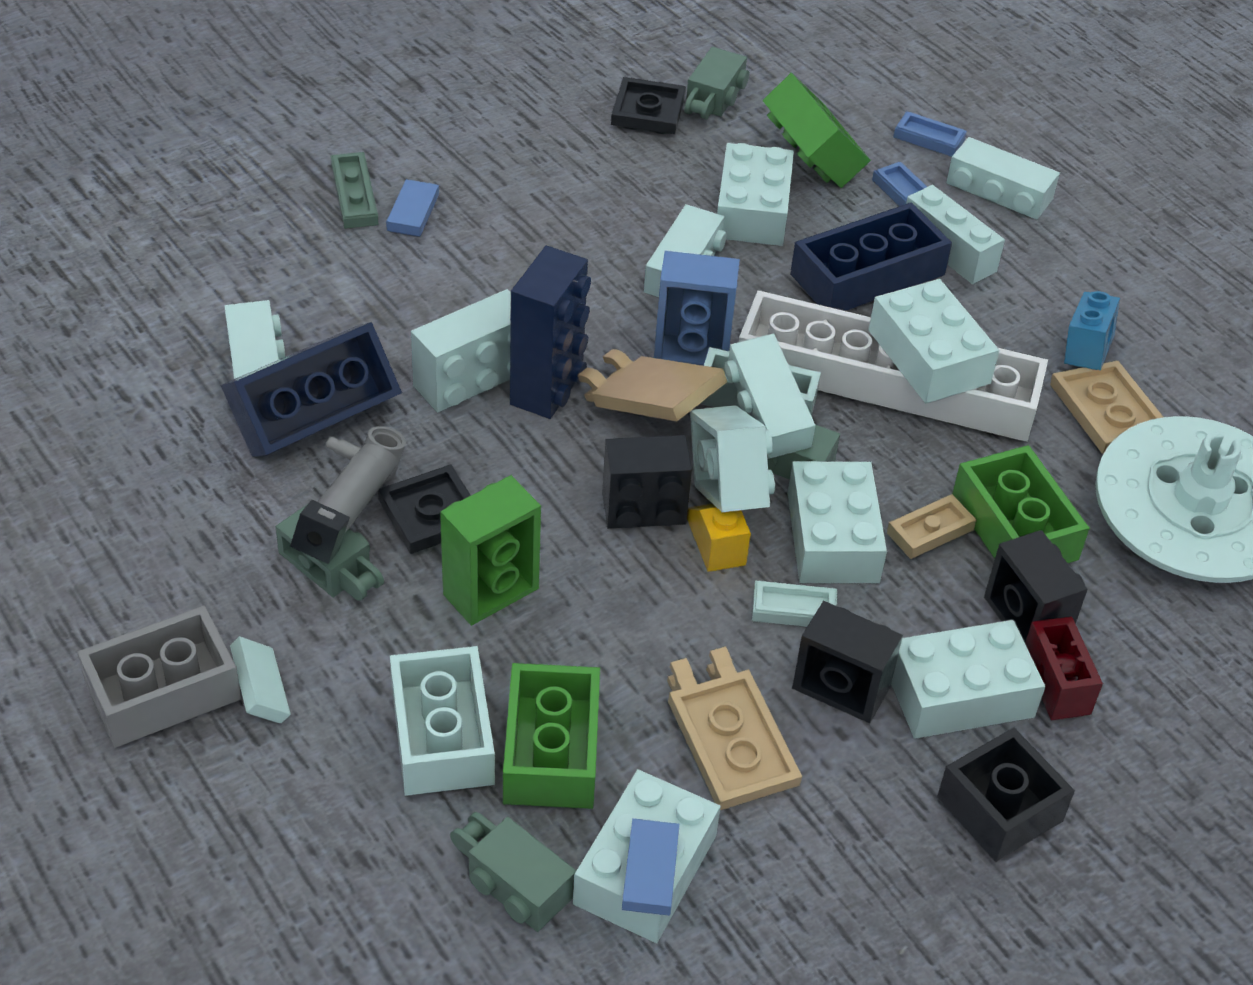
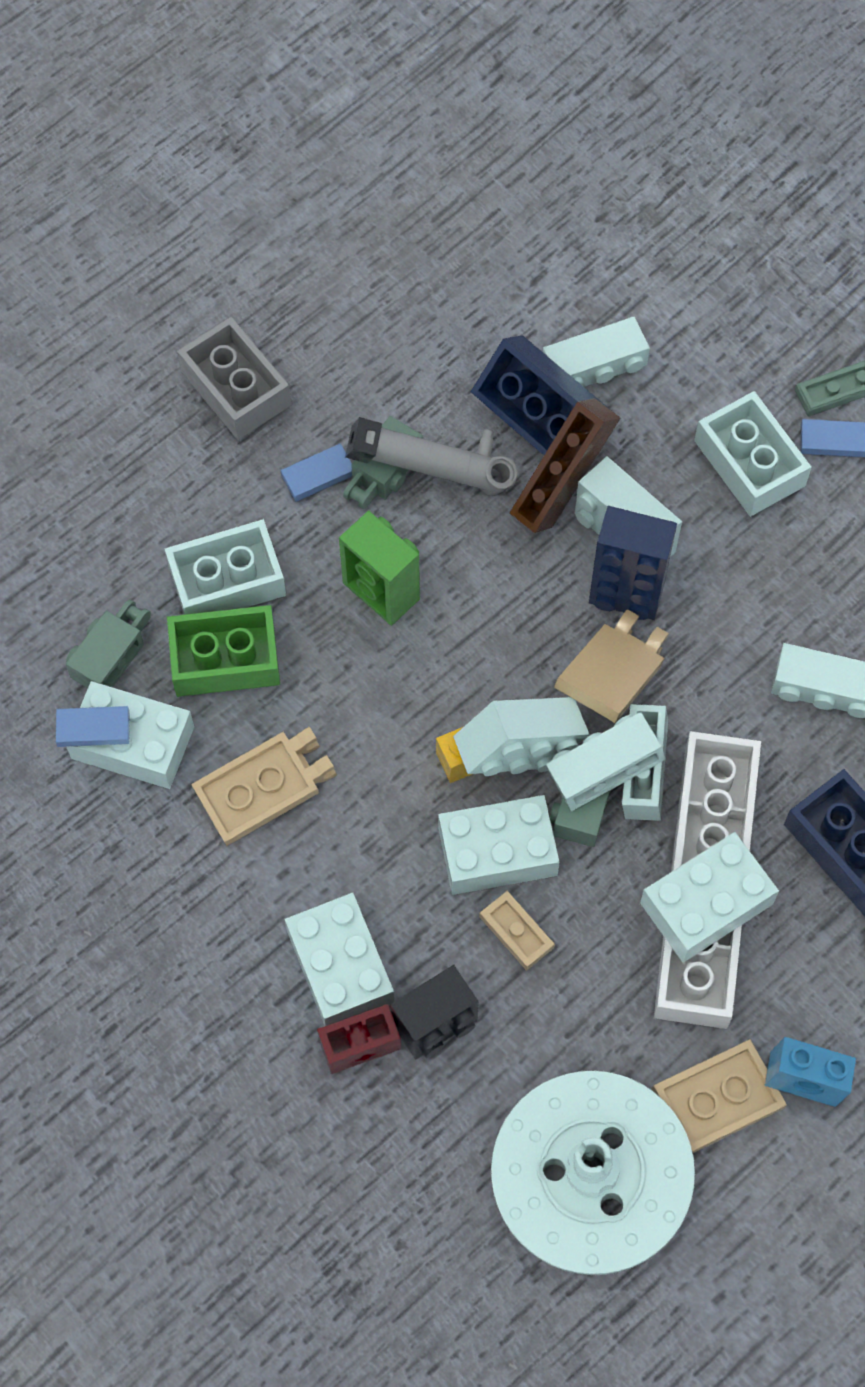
camera: 85 degrees right, 20 degrees up
(260, 680) = (250, 445): light aqua tile -> none
(316, 624) = (317, 472): none -> medium blue tile
(409, 368) = (564, 465): none -> reddish brown brick
(417, 503) = (450, 527): black plate -> none
(421, 253) = (752, 453): none -> light aqua brick
(646, 481) = (494, 670): black brick -> none
(695, 306) = (713, 684): medium blue brick -> none
(788, 602) = (408, 824): light aqua tile -> none
(846, 661) = (329, 858): black brick -> none
(1005, 794) = (219, 993): black brick -> none
(1018, 496) = (539, 1001): bright green brick -> none

